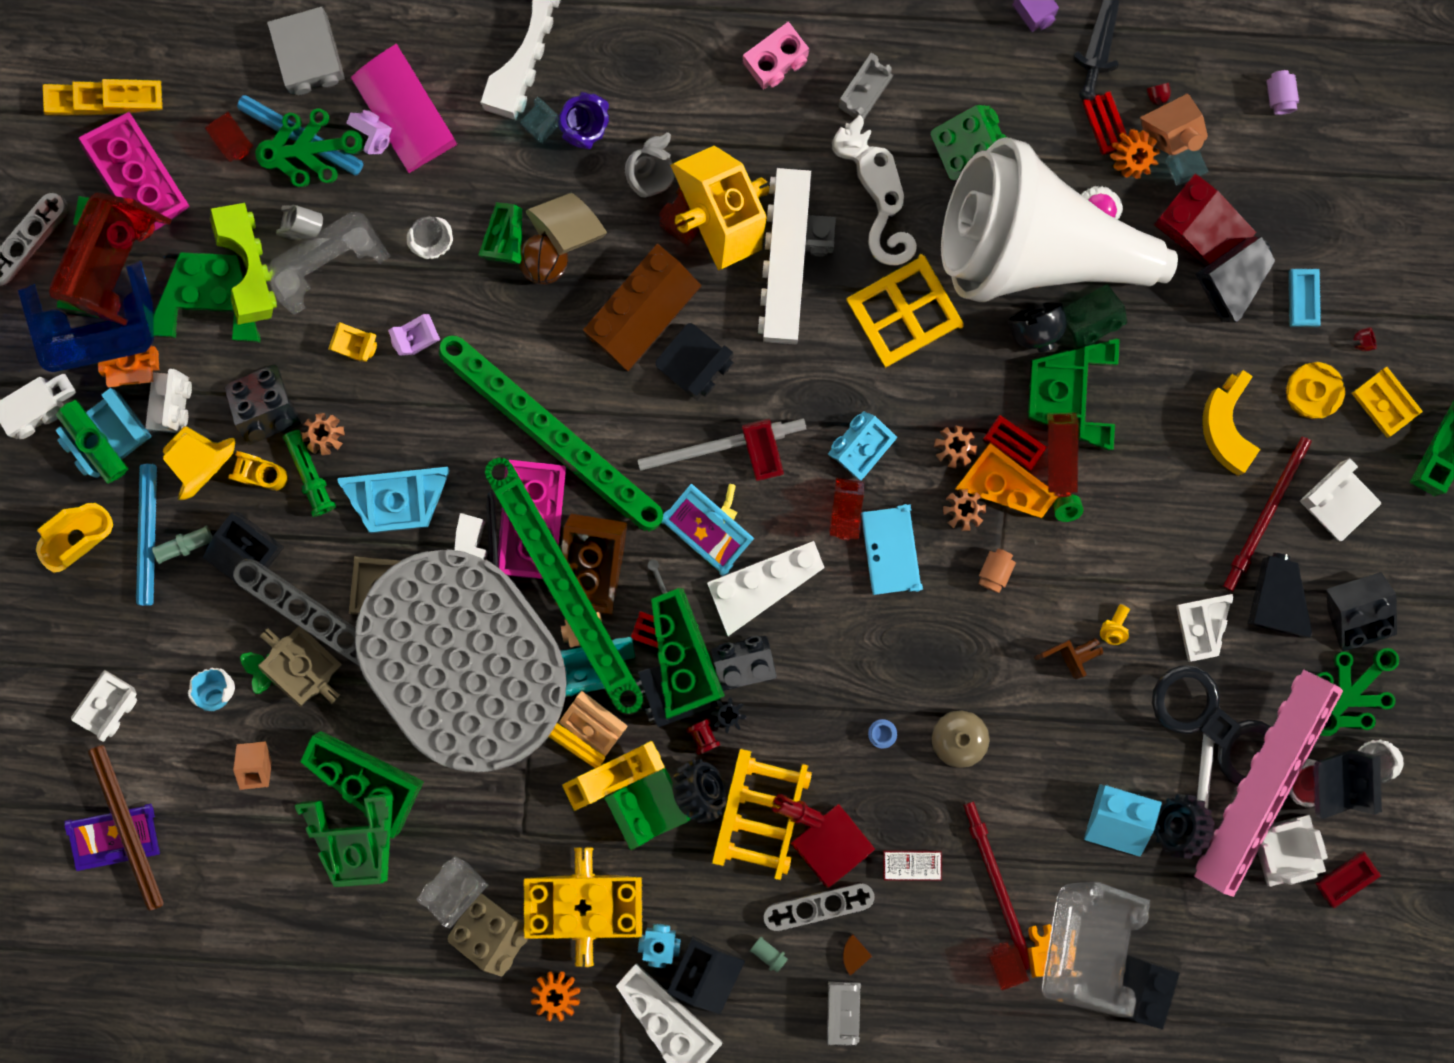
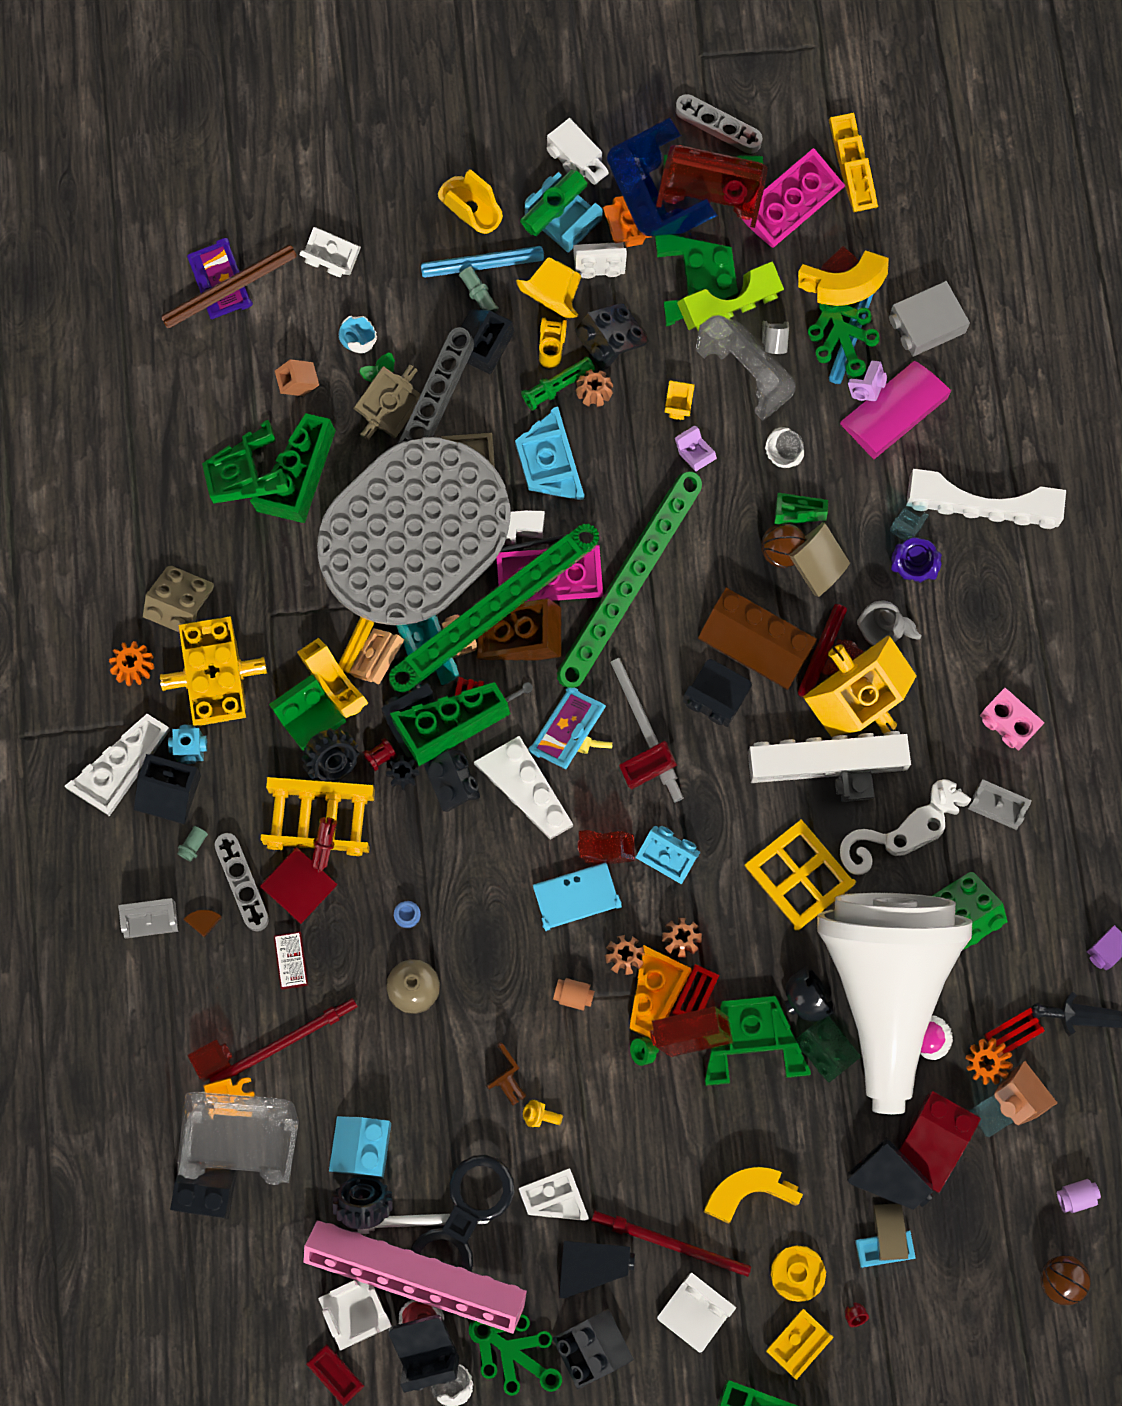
camera: 75 degrees right, 10 degrees down
(256, 132) = (847, 286): none -> yellow arch
(452, 891) = (211, 561): clear bracket -> none
(666, 241) = (822, 649): none -> dark red axle
(1159, 92) = (1052, 1078): dark red hinge -> none
(1290, 288) = (890, 1232): none -> dark tan slope
(1366, 123) = (1065, 1280): none -> reddish brown piece

